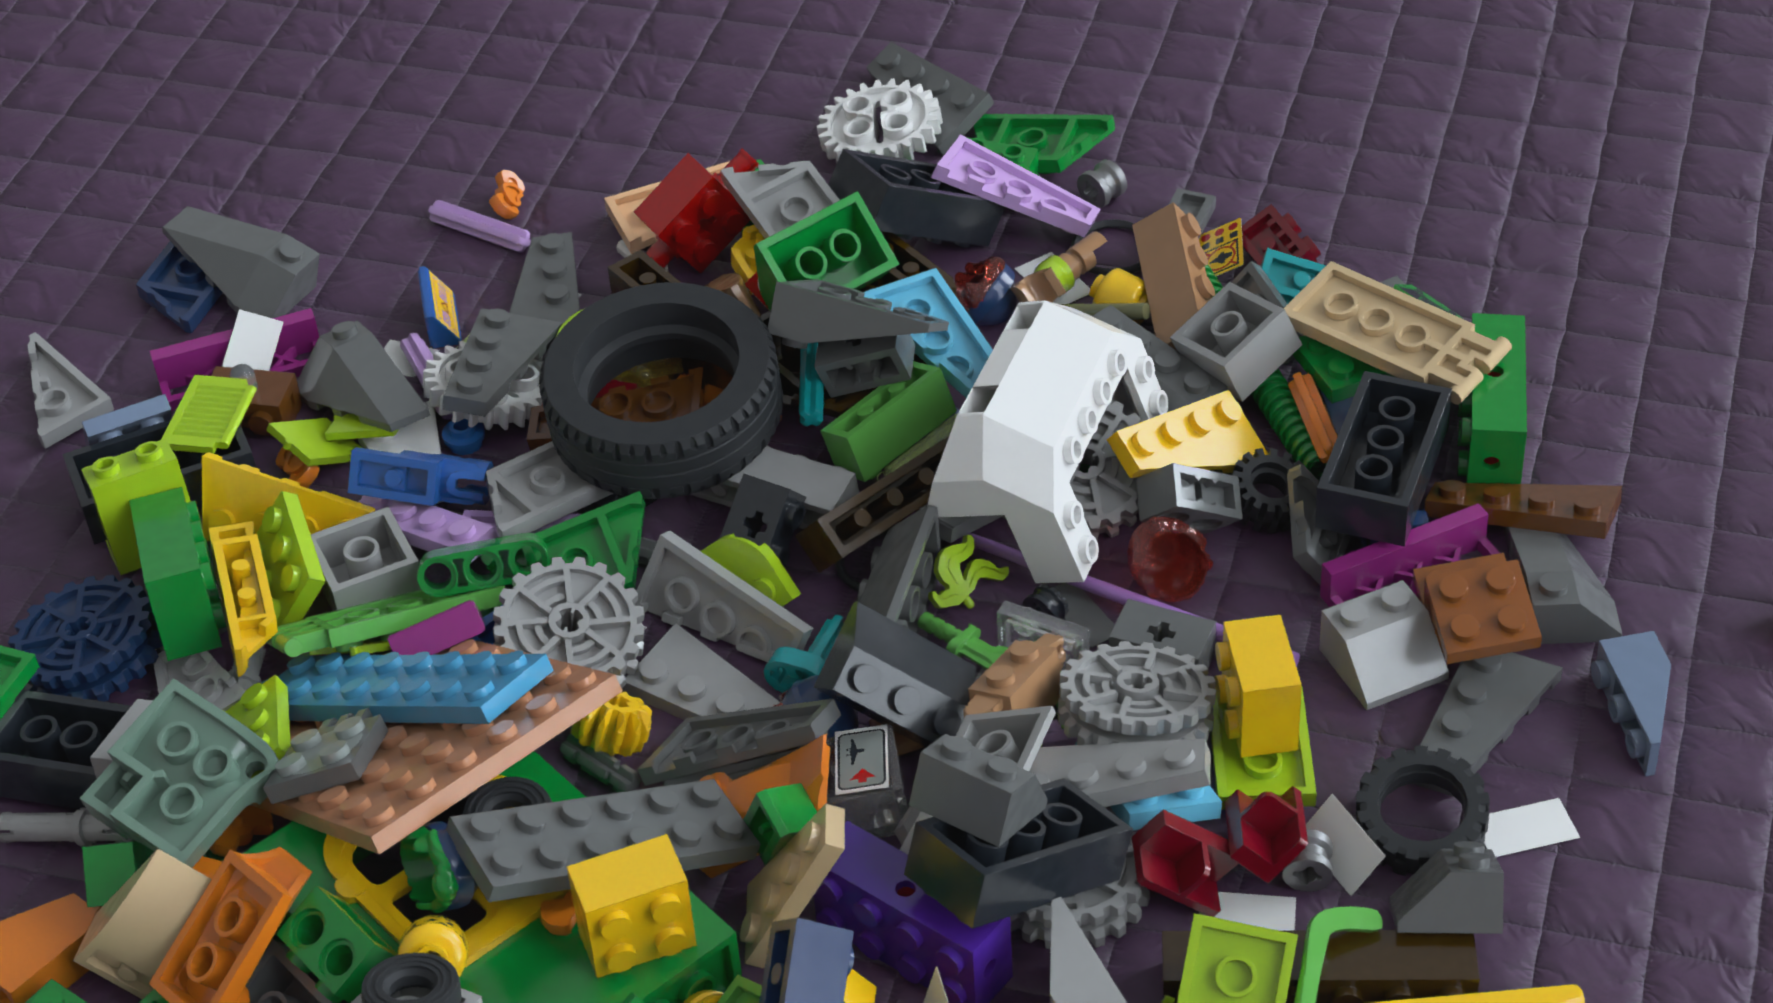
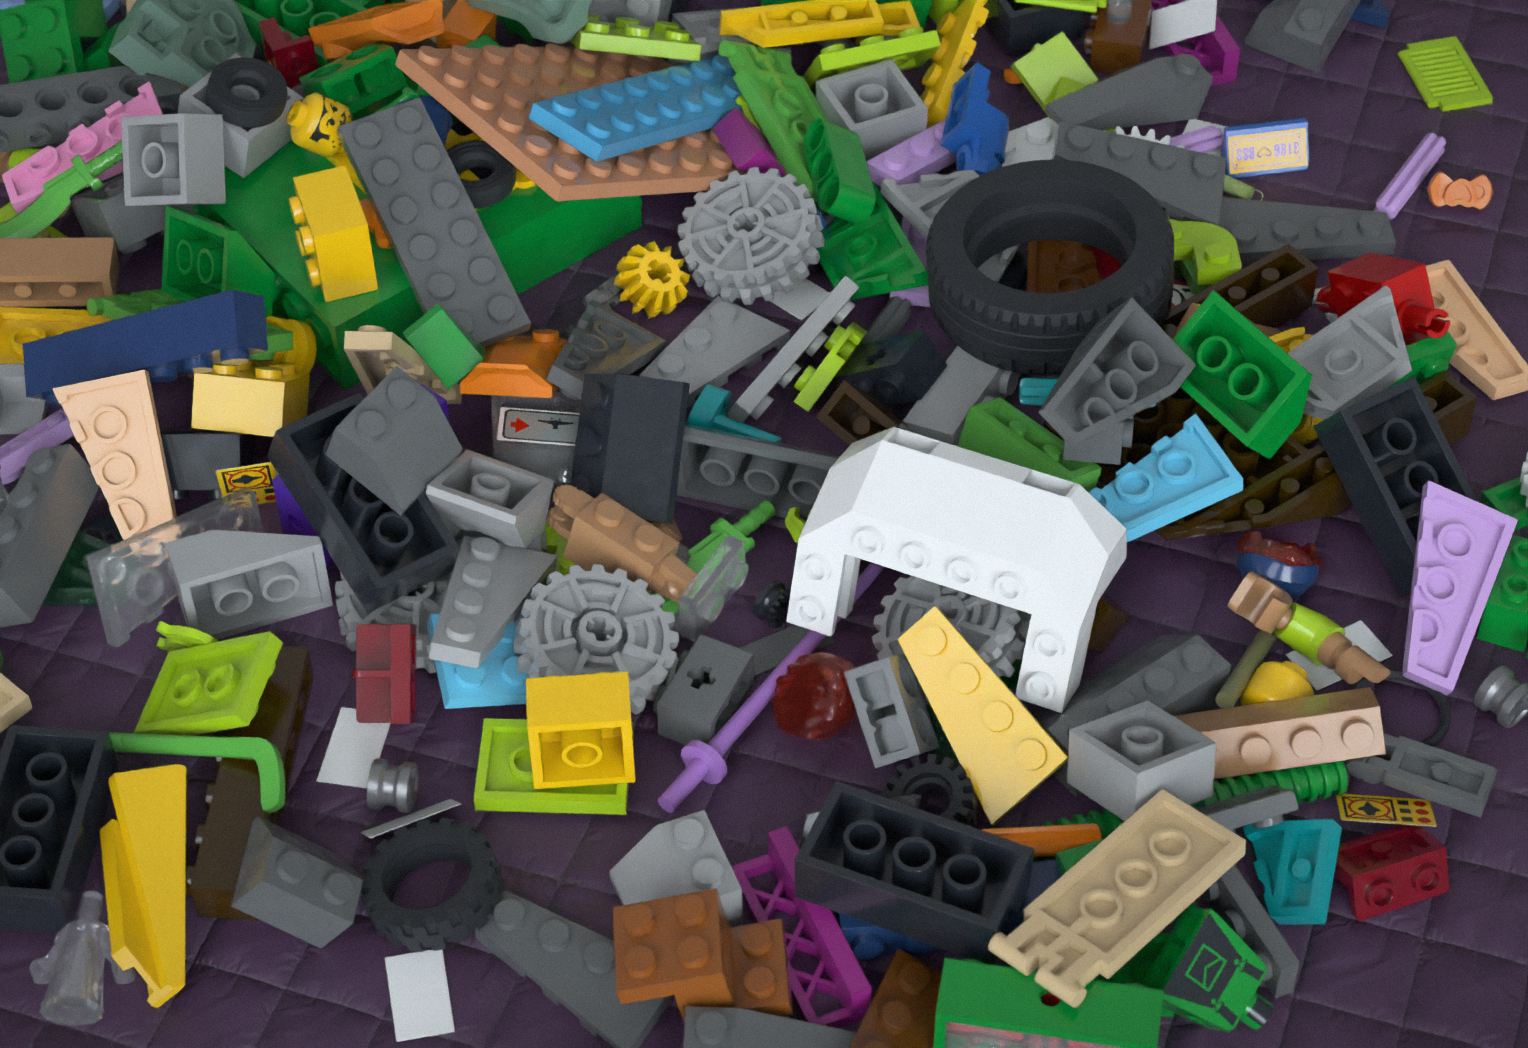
camera: 90 degrees right, 5 degrees up
(327, 756) = (560, 58): piece -> none
(333, 207) = (1445, 74): none -> lime window
(1266, 831) = (422, 738): dark red panel -> none

